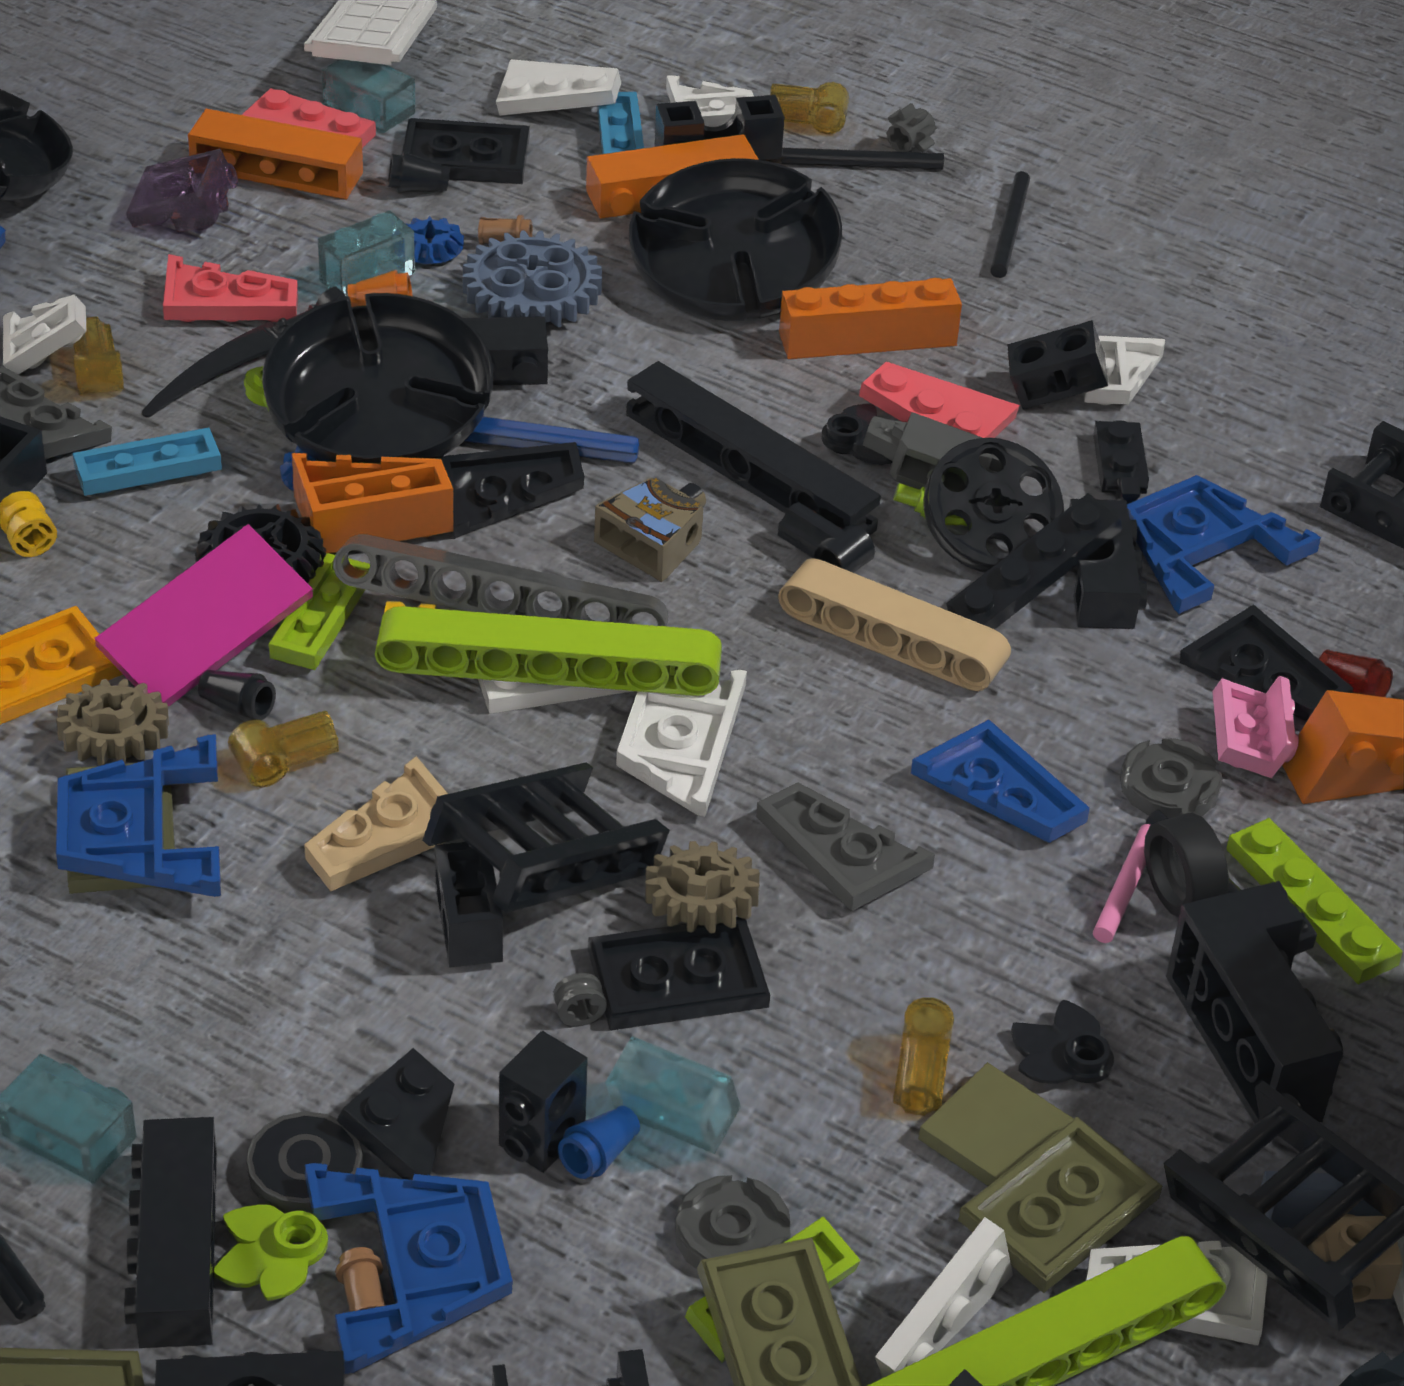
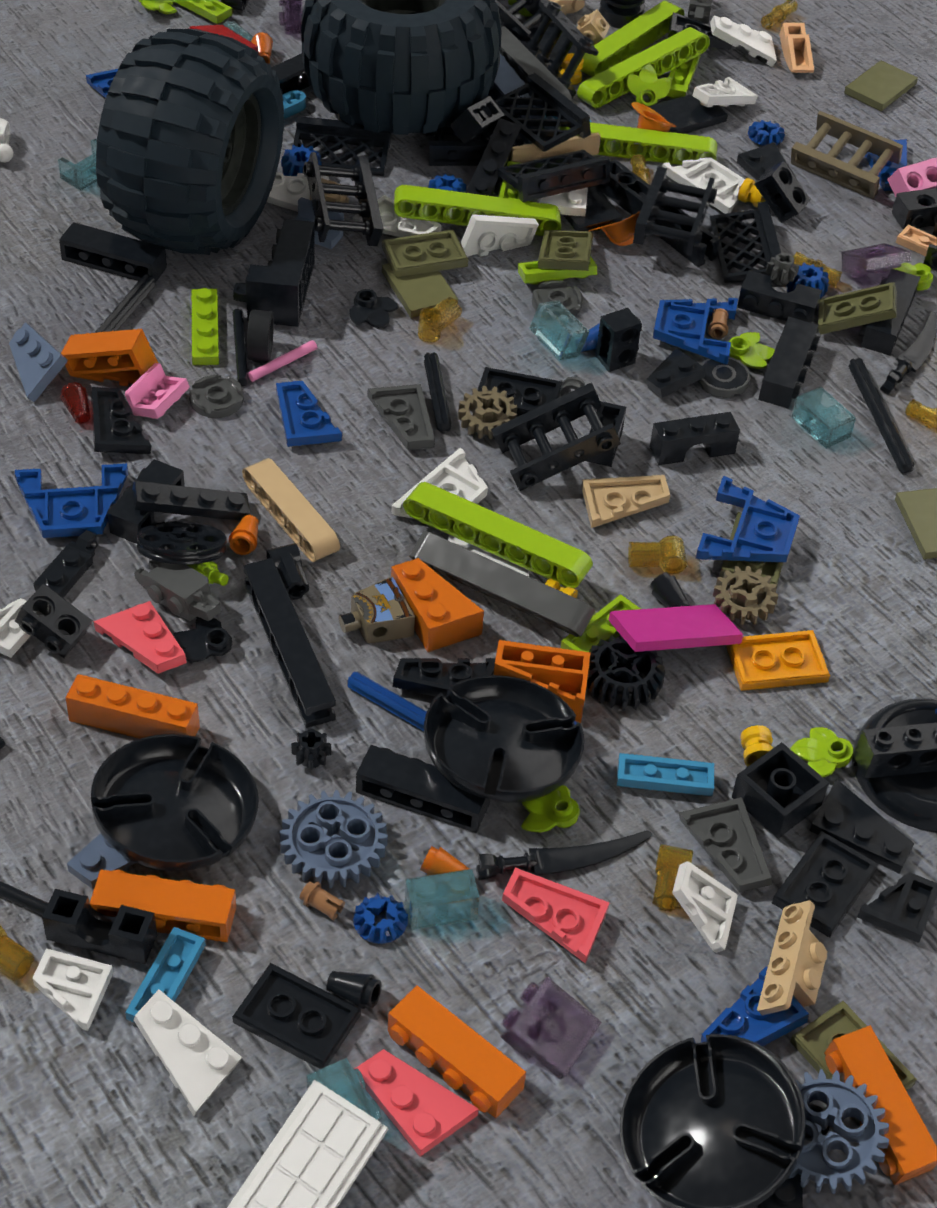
camera: 155 degrees left, 5 degrees up
(267, 984) = (674, 438): none -> black arch
(586, 543) = (440, 609): none -> orange wedge
(625, 350) = (311, 748): none -> black gear
(823, 920) = (437, 392): none -> black axle
(925, 568) = (245, 536): none -> orange cone

